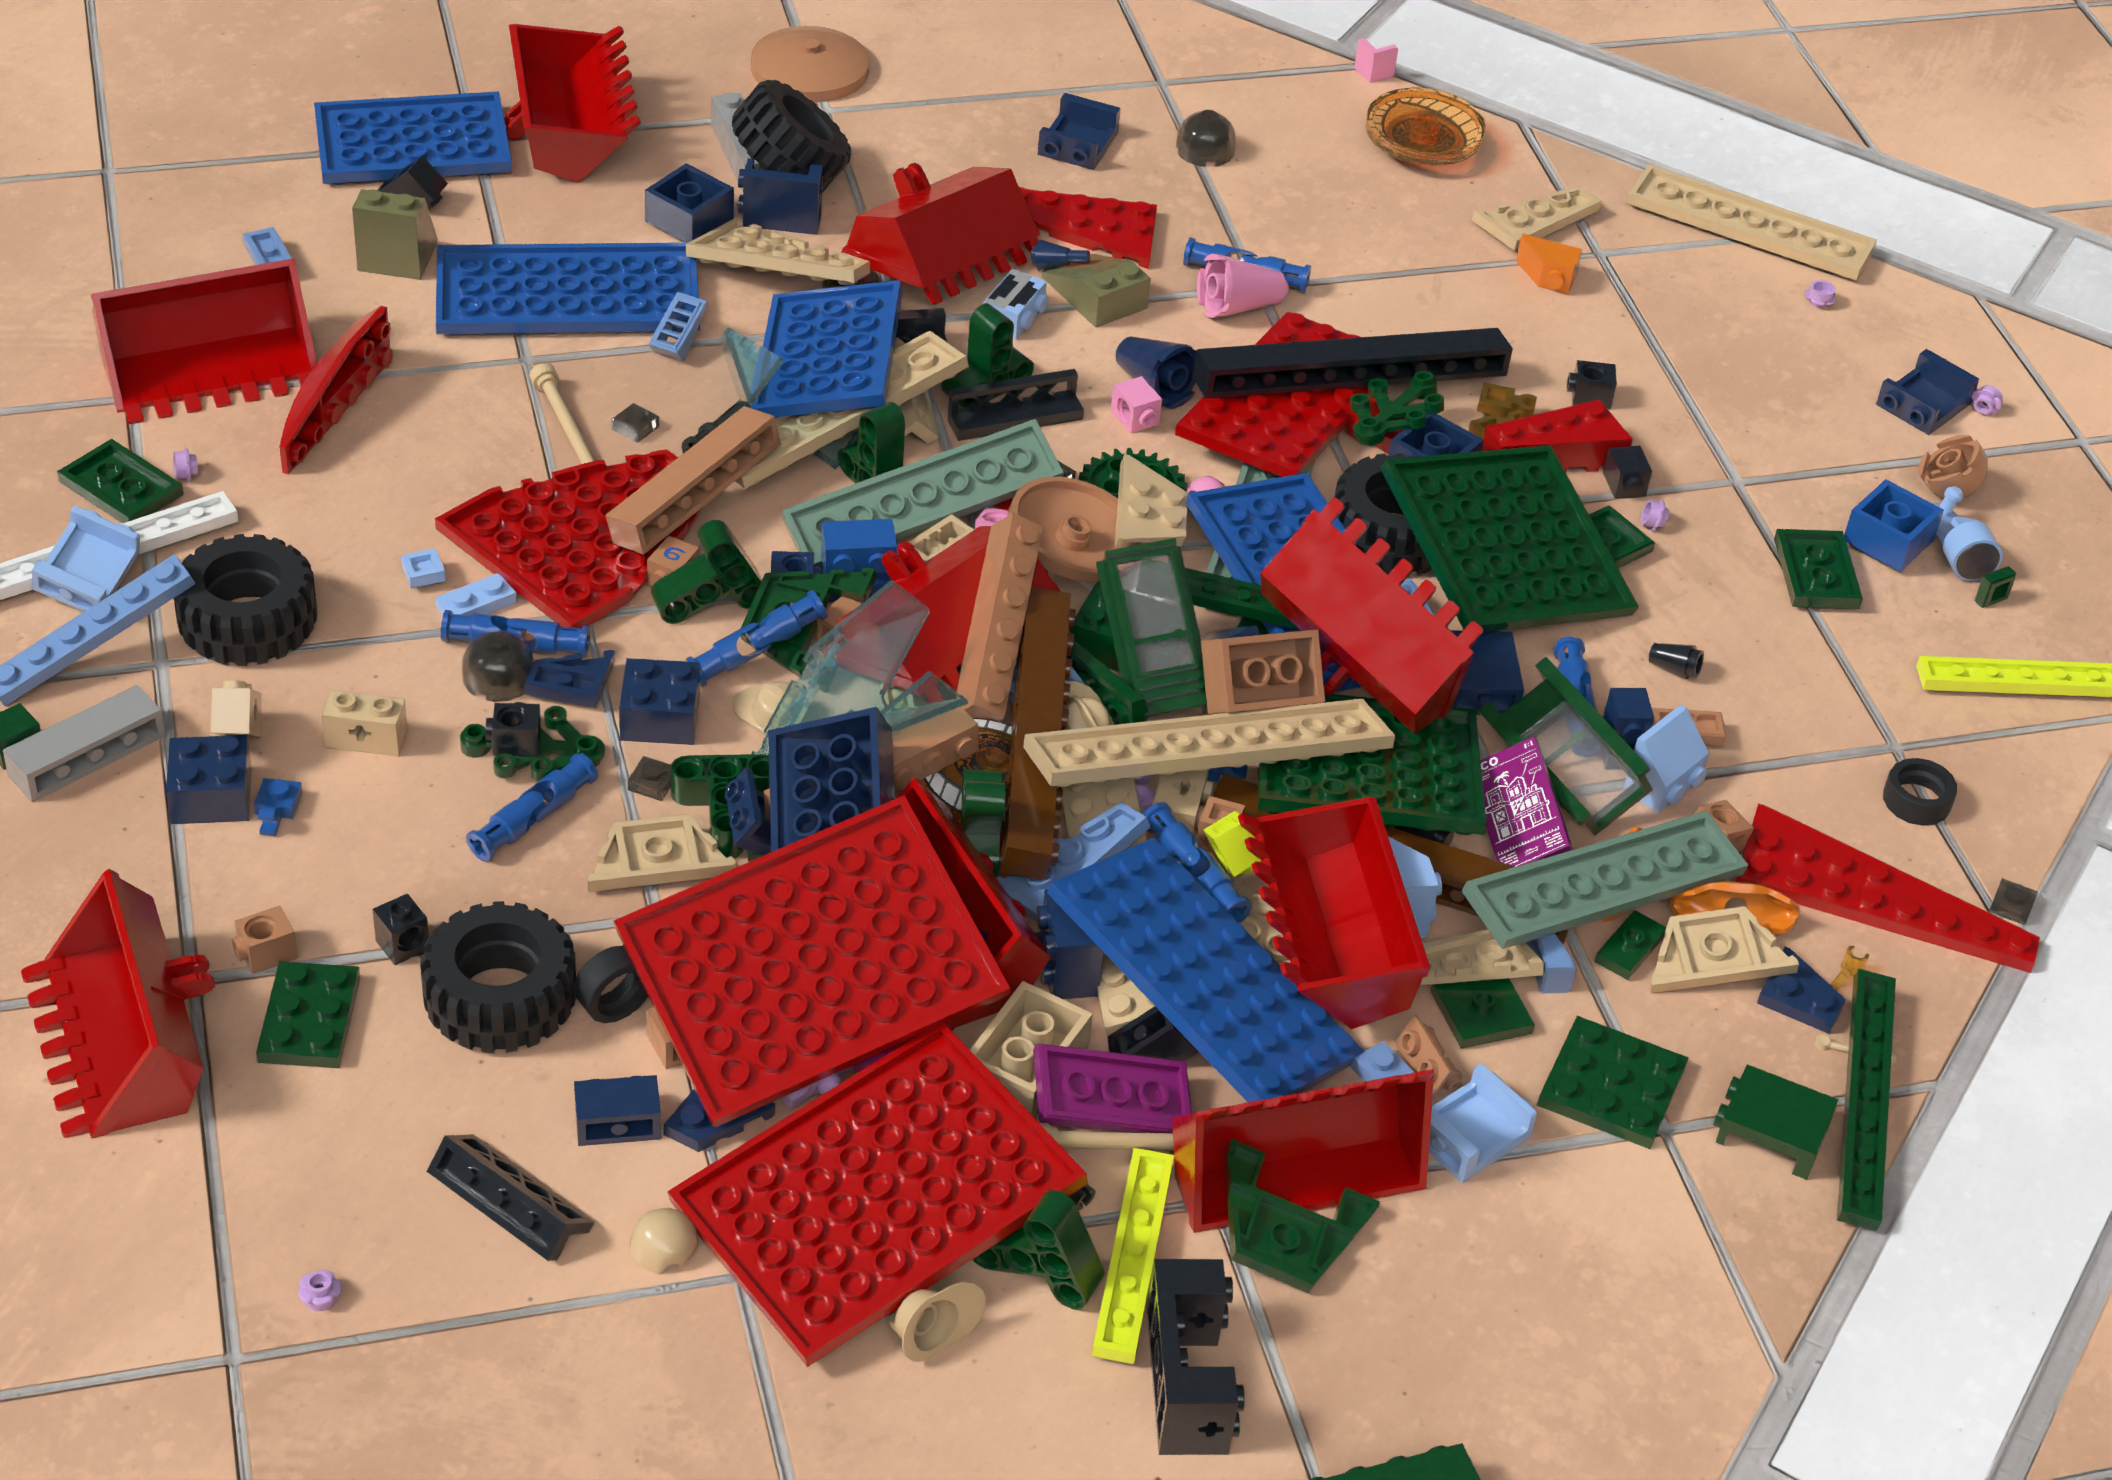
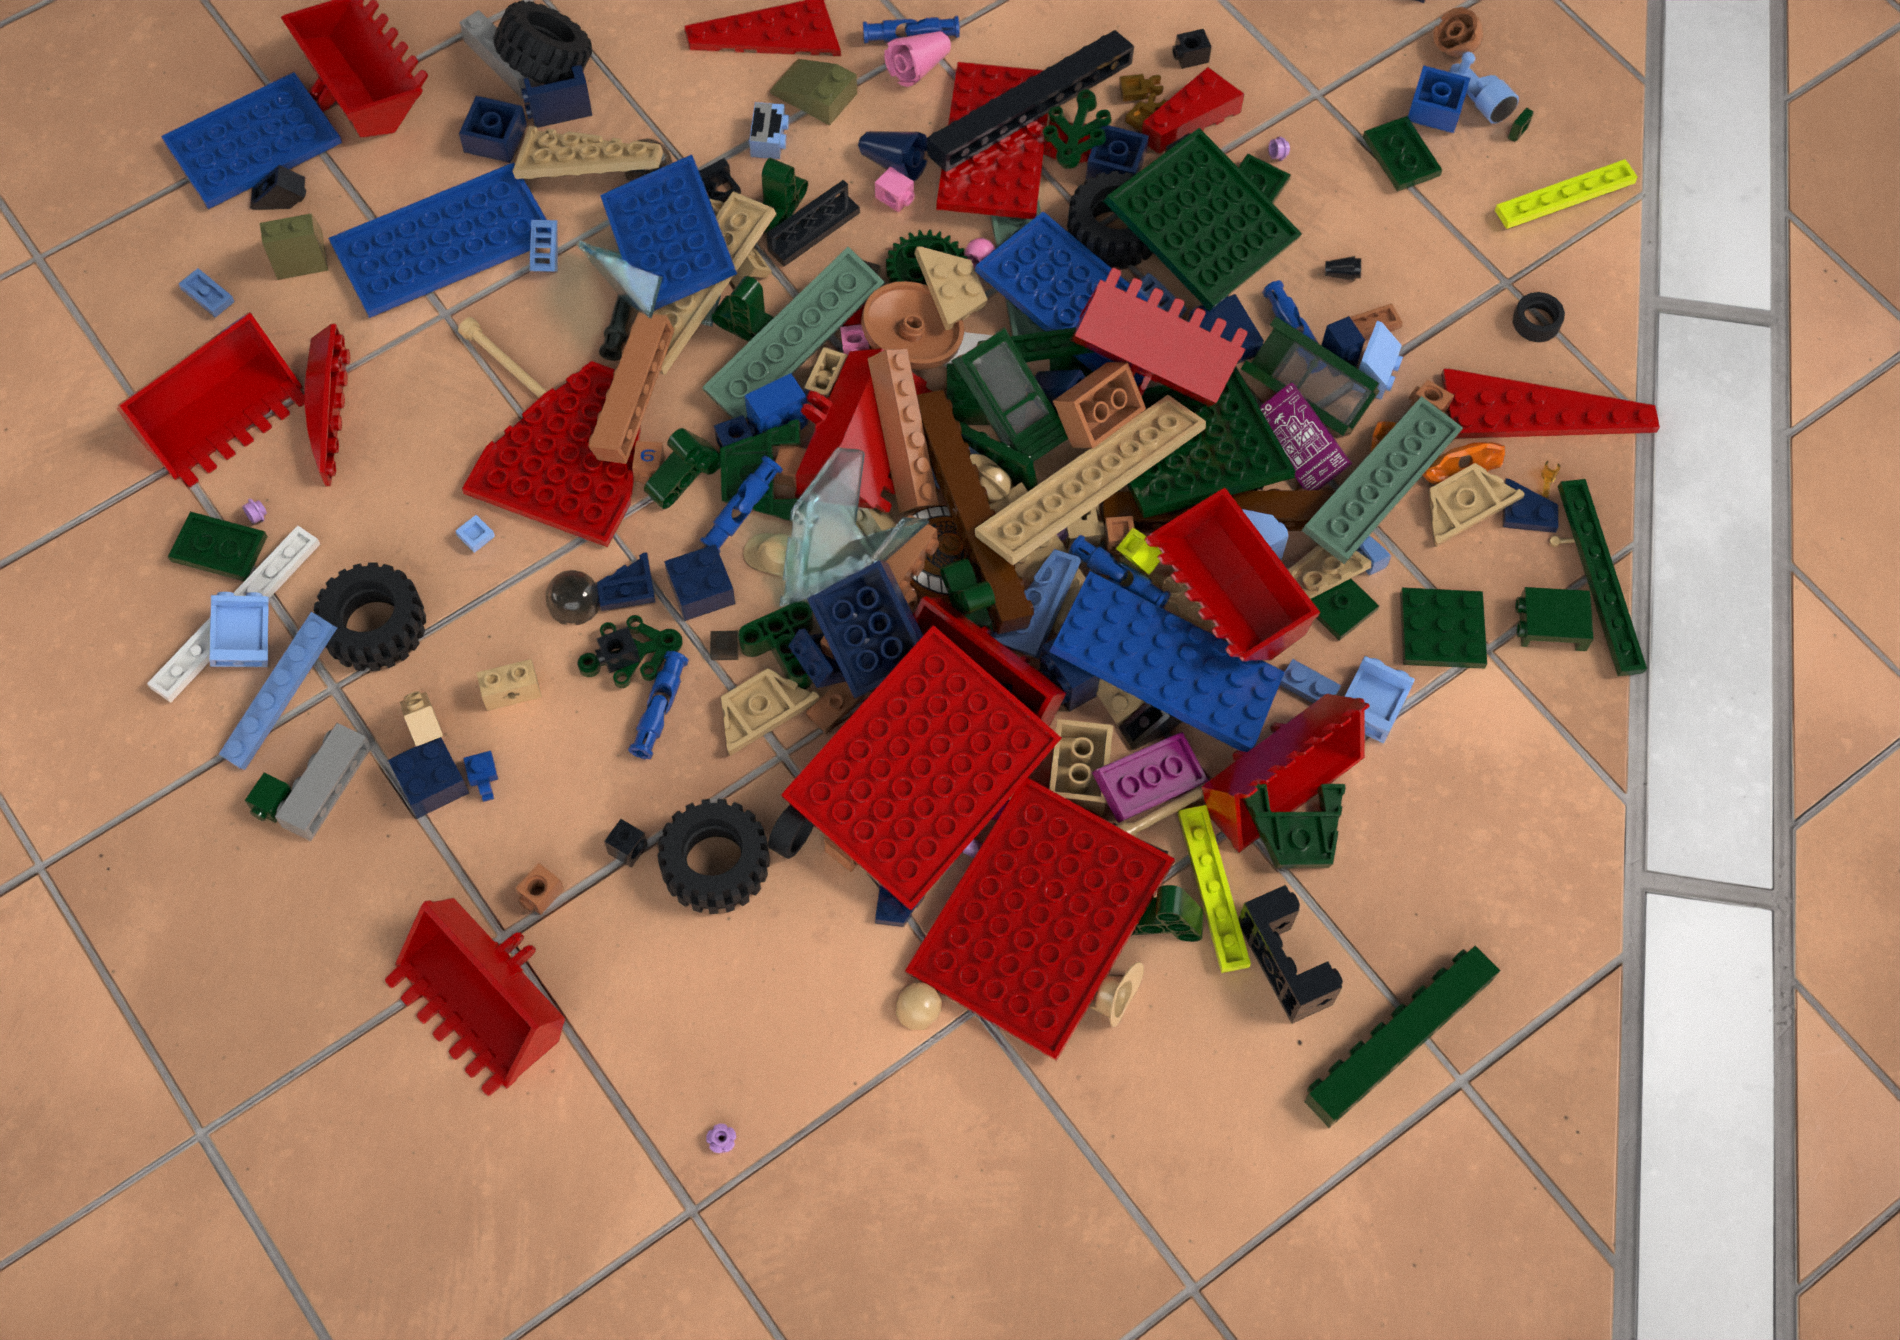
camera: 20 degrees left, 20 degrees up
(308, 1015) = (597, 933): dark green plate -> none
(478, 597) = (524, 544): light blue plate -> none
(507, 1194) = (802, 1018): black fence -> none
(548, 635) = (589, 560): blue piece -> none
(617, 1110) = (840, 921): dark blue brick -> none
(635, 422) = (553, 342): clear smoke plate -> none
(945, 229) = (694, 87): red piece -> none
(1050, 255) = (773, 75): dark blue cone -> none
(1425, 1052) = (1320, 657): nougat hinge -> none
(1627, 472) = (1247, 118): black brick -> none
(1630, 945) = (1410, 516): dark green plate -> none
(2013, 901) = (1627, 381): clear smoke plate -> none

